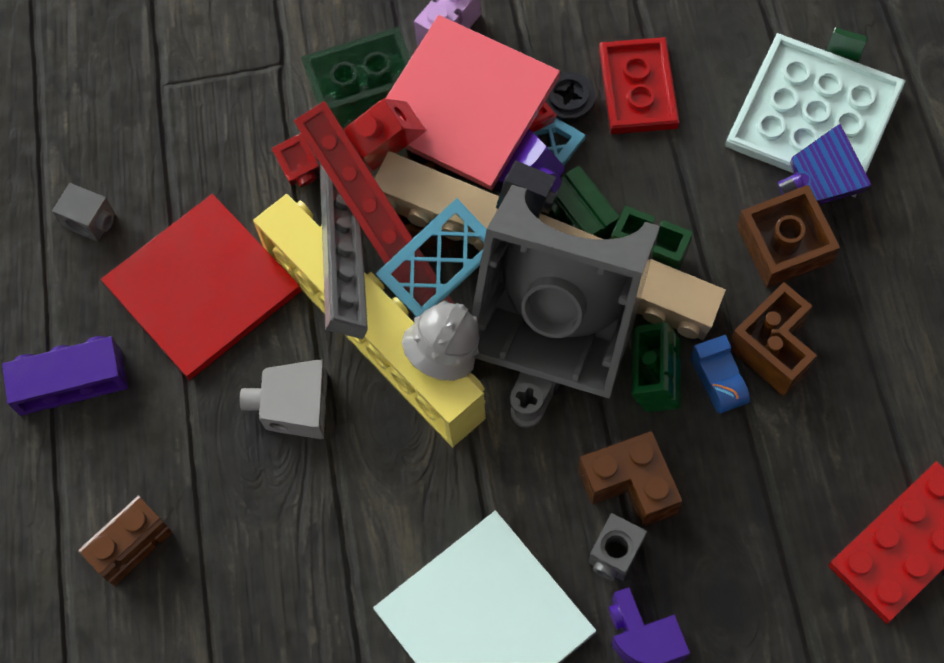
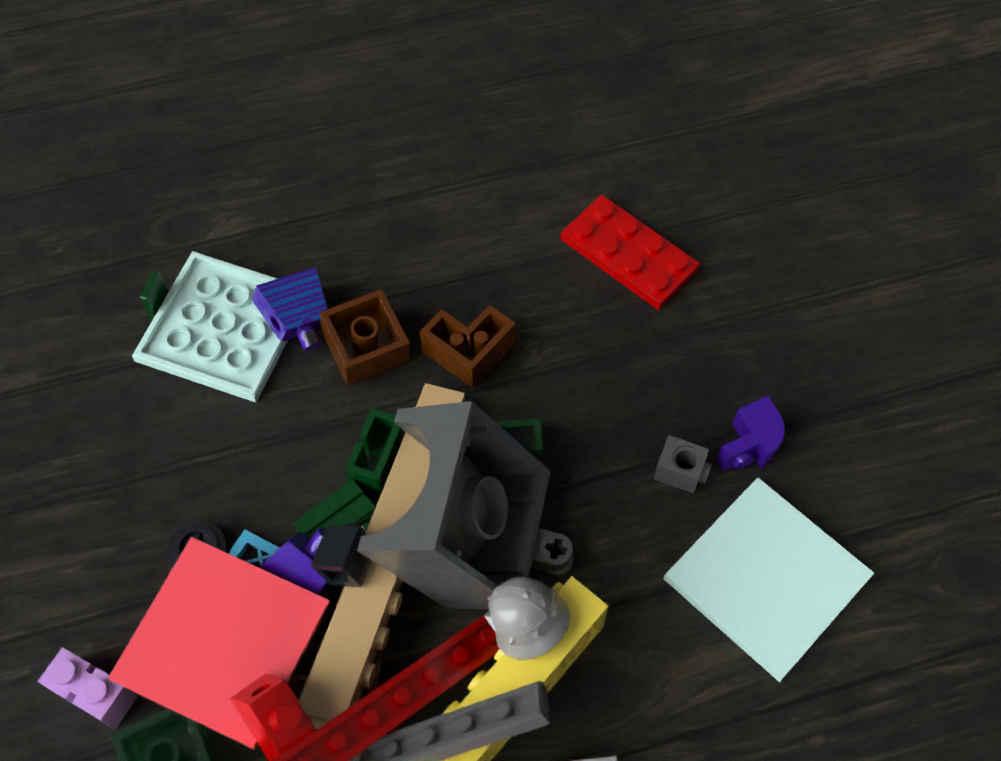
camera: 100 degrees left, 5 degrees down
(407, 253) = (418, 672): medium azure window -> none
(633, 468) = (609, 454): reddish brown brick -> none
(638, 85) = (183, 483): red tile -> none
(720, 374) = (504, 390): blue leg -> none

